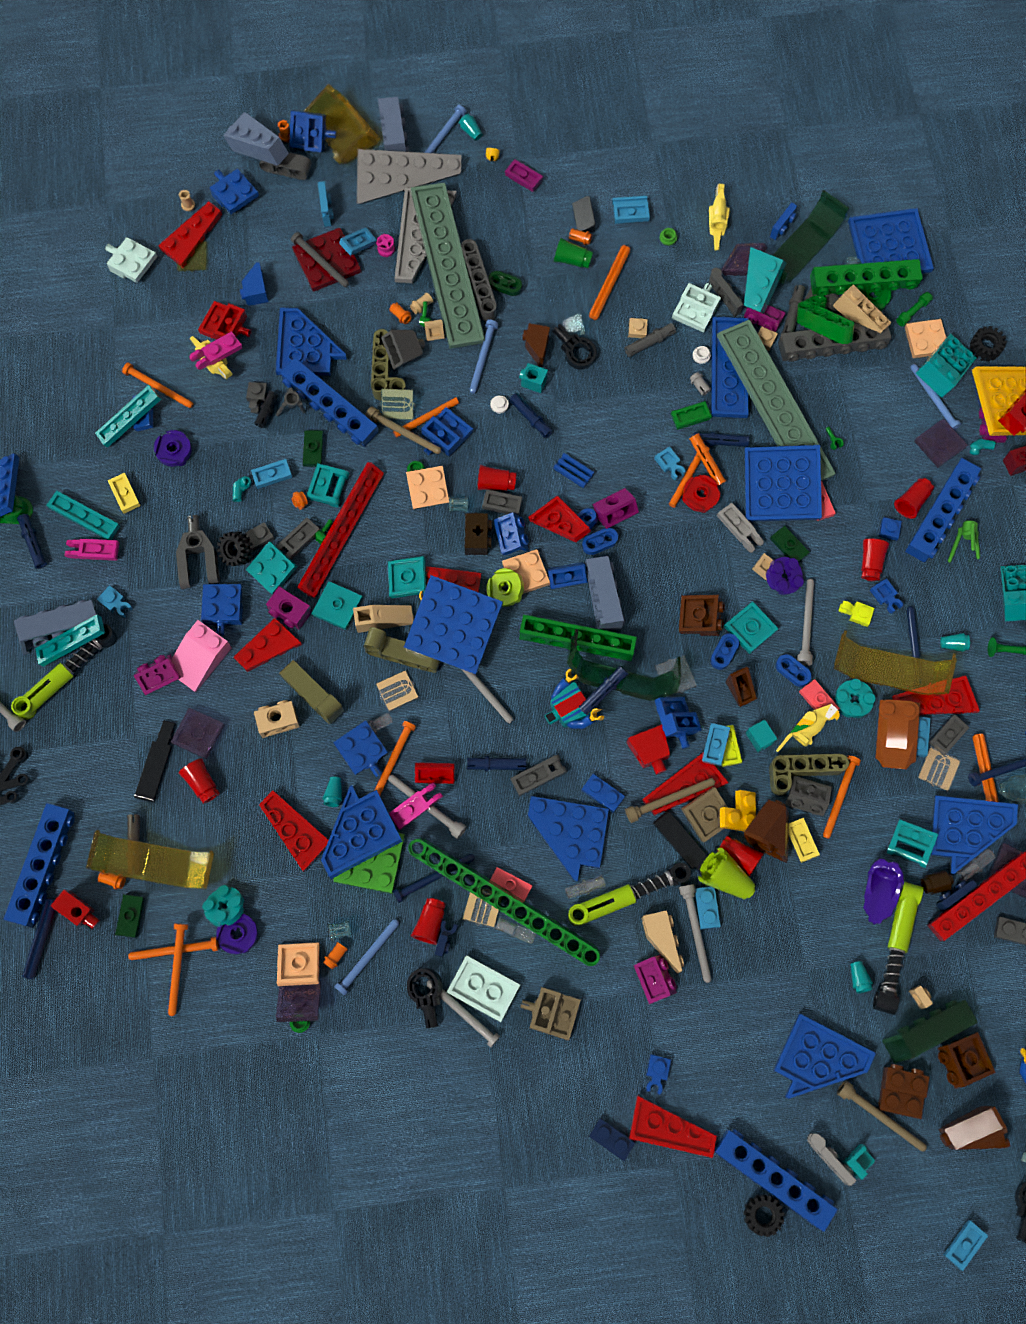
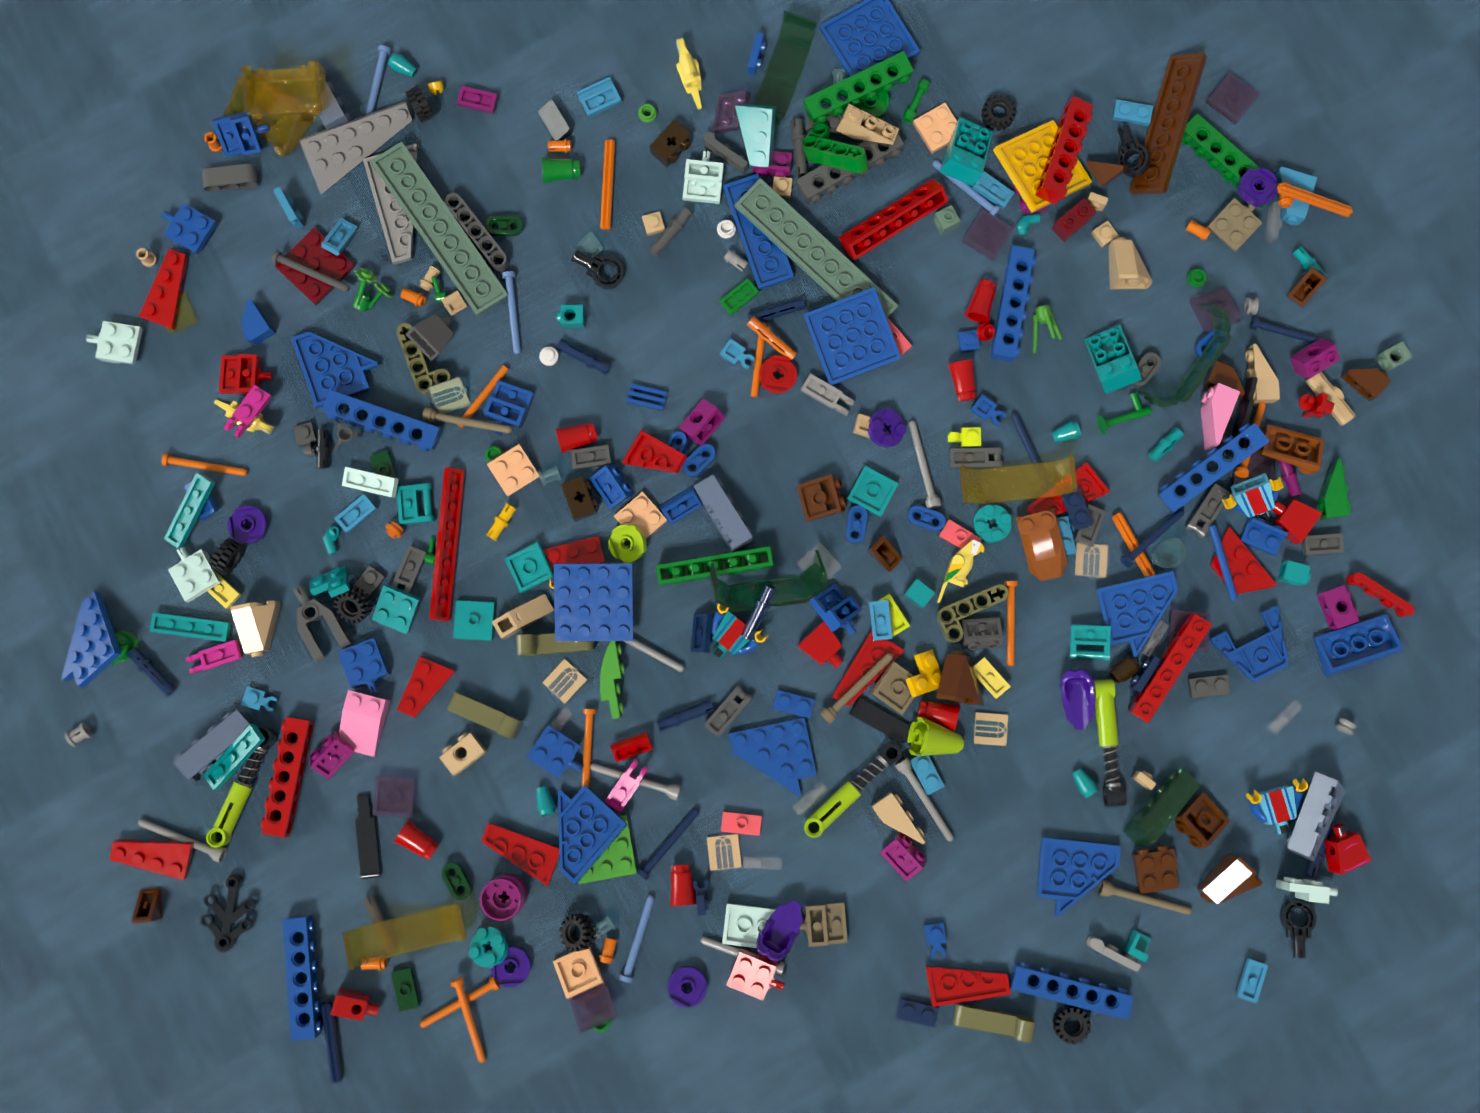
camera: 20 degrees left, 10 degrees up
(107, 471) = (193, 574): none -> light aqua plate
(109, 688) = (269, 823): none -> red brick
(141, 534) = (256, 625): none -> tan slope
(143, 466) = (227, 556): none -> black tyre
(220, 833) = (455, 881): none -> dark green plate
(226, 524) = (335, 582): none -> teal plate
(247, 860) = (496, 905): none -> magenta wheel
(255, 140) = (186, 166): sand blue wedge -> none
(282, 599) = (419, 636): magenta brick -> none
(296, 450) = (370, 482): none -> light aqua plate
(305, 922) = (569, 935): none -> black tyre
(354, 300) = (362, 300): none -> plant
(362, 105) = (284, 90): none -> clear yellow windscreen
(385, 240) = (368, 225): dark pink wheel -> none
(398, 528) = (501, 522): none -> yellow pin
(408, 1022) = (698, 983): none -> dark purple plate
(426, 1002) = (704, 959): black pin -> none
(443, 697) = (611, 671): none -> bright green slope
(465, 1033) = (754, 974): none -> plate
(472, 160) = (419, 104): none -> black tyre
(508, 1000) = (780, 931): none -> dark purple hair
(509, 910) = (749, 848): green beam -> none
(536, 341) = (560, 277): reddish brown slope -> none
(541, 694) = (701, 632): none -> dark blue plate
(679, 267) = (672, 134): none -> dark brown brick
(686, 1179) = (995, 1021): none -> olive beam
(784, 890) = (990, 729): none -> piece
(789, 544) = (879, 394): dark green plate -> none
(834, 440) = (884, 269): green hand -> none
(858, 398) = (893, 219): none -> red brick
(860, 633) = (975, 457): none -> dark grey plate
(906, 416) = (946, 220): none -> sand green brick
(909, 525) = (985, 331): none -> red plate
(941, 714) = (1076, 510): none -> dark blue plate
(959, 406) = (993, 190): none -> dark azure plate

